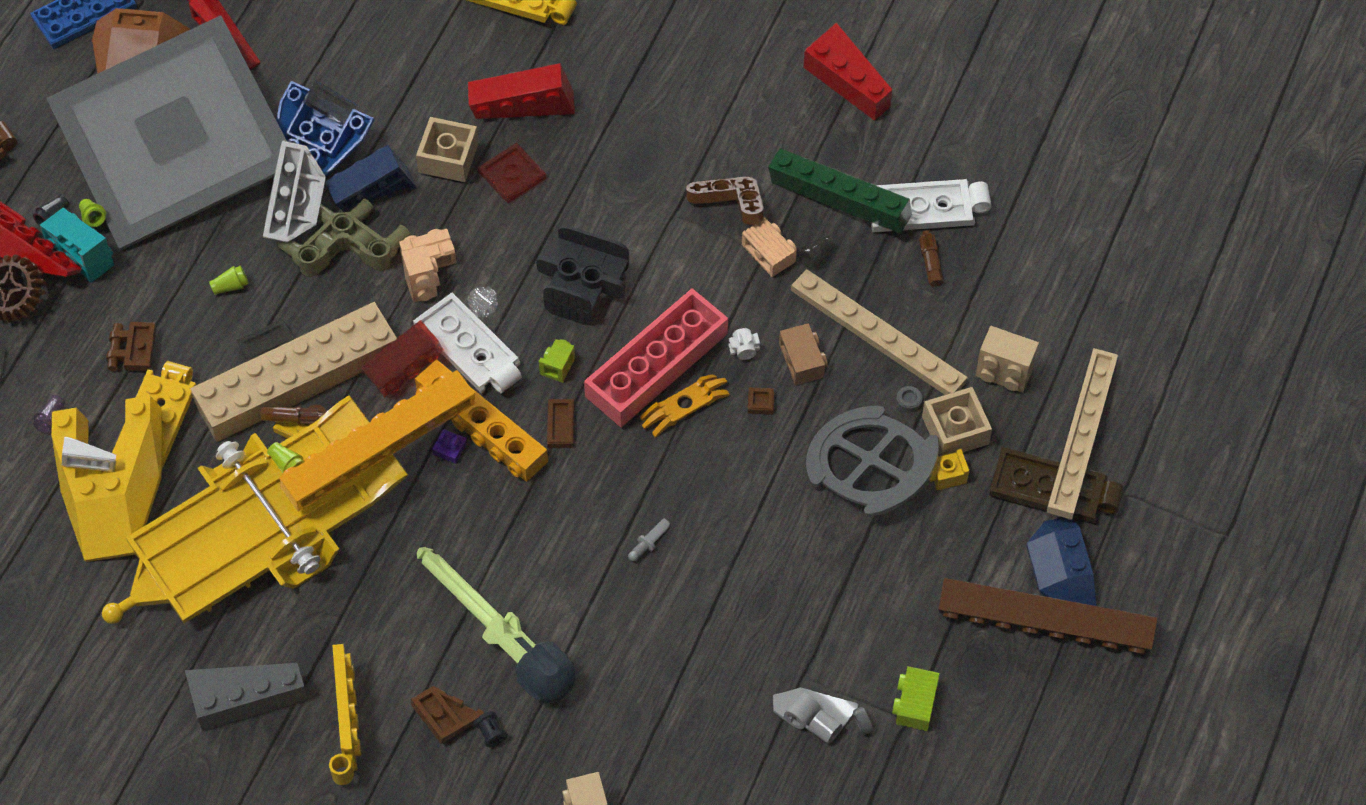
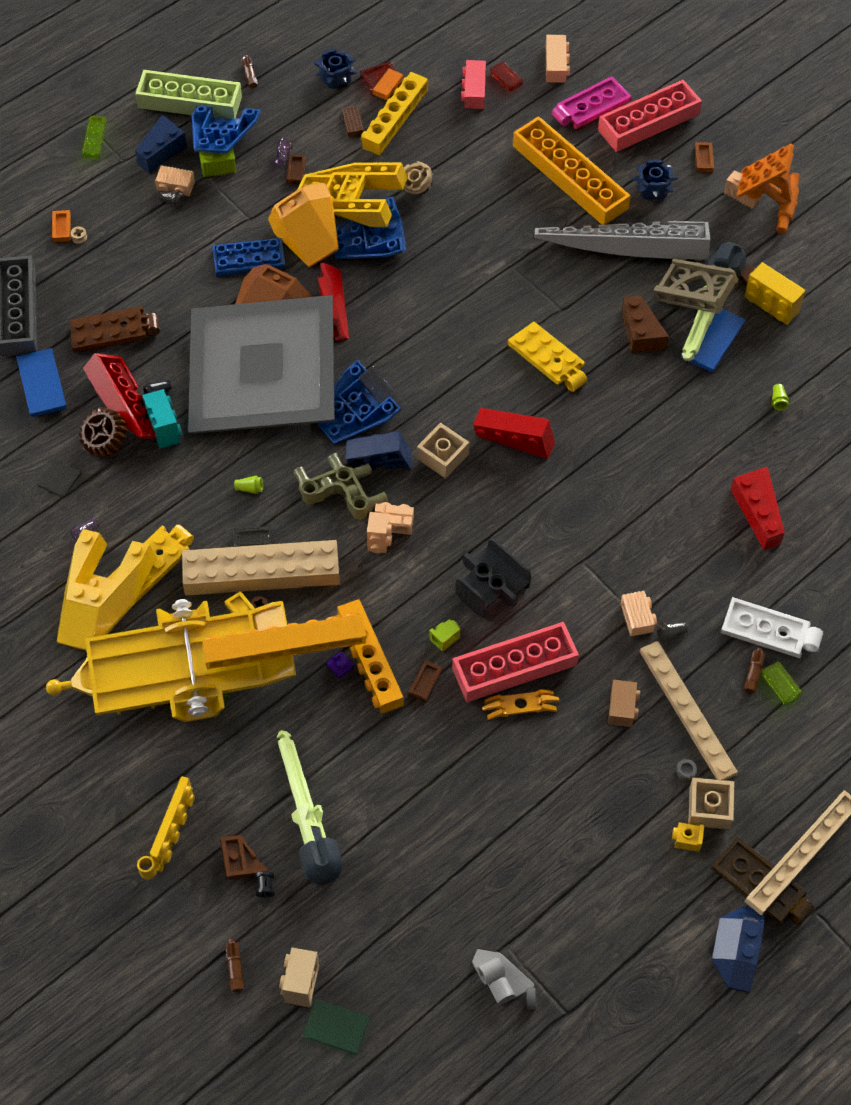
camera: 25 degrees right, 0 degrees up
(86, 456) = (83, 567): white slope -> none
(92, 213) = (181, 400): lime cone -> none
(139, 346) = (165, 508): reddish brown plate -> none
(243, 691) = (110, 781): dark grey wedge -> none
(284, 457) = (216, 626): lime cone -> none
(290, 414) = (239, 597): reddish brown piece -> none
(294, 194) = (319, 441): white wedge -> none
(402, 359) = (336, 589): clear red brick -> none
(466, 338) = (388, 591): white hinge -> none
(482, 301) = (413, 570): clear gear -> none
(512, 173) = (481, 485): clear red tile -> none
(646, 542) = (442, 795): light grey piece -> none
(727, 190) = (613, 554): reddish brown beam -> none
(744, 343) = (584, 678): white gear -> none
(760, 401) = (576, 725): reddish brown tile -> none
(840, 190) = (709, 593): dark green brick -> none
(876, 502) = (653, 834): dark grey window -> none
(917, 698) = (579, 1000): lime brick -> none
(966, 259) = (781, 682): none -> clear neon green tile
(1006, 359) = (771, 771): tan brick -> none
(1047, 614) = (709, 980): reddish brown brick -> none

